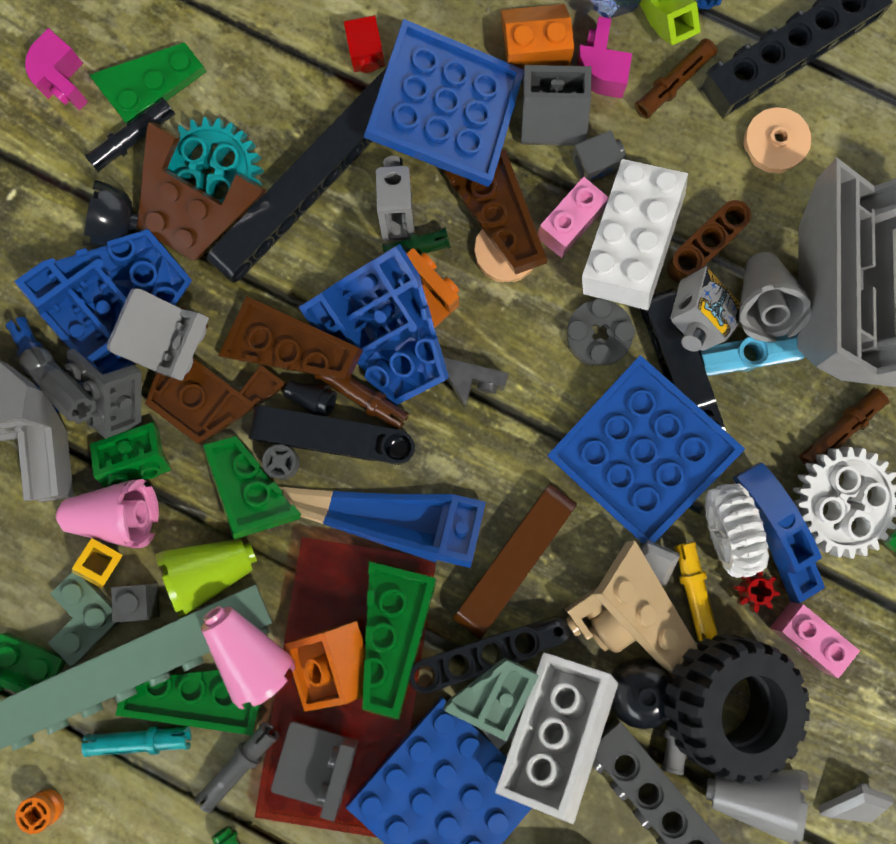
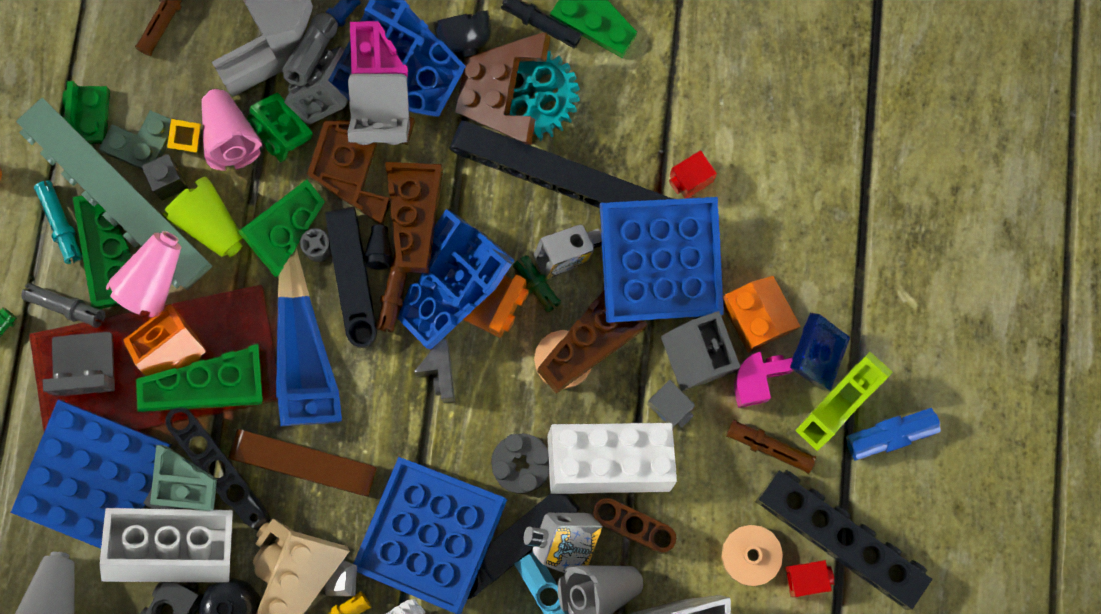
camera: 65 degrees right, 5 degrees down
(87, 317) = (373, 51): none -> dark pink wing
(572, 217) = (608, 401): bright pink brick -> none
(823, 92) = (809, 578): none -> red brick

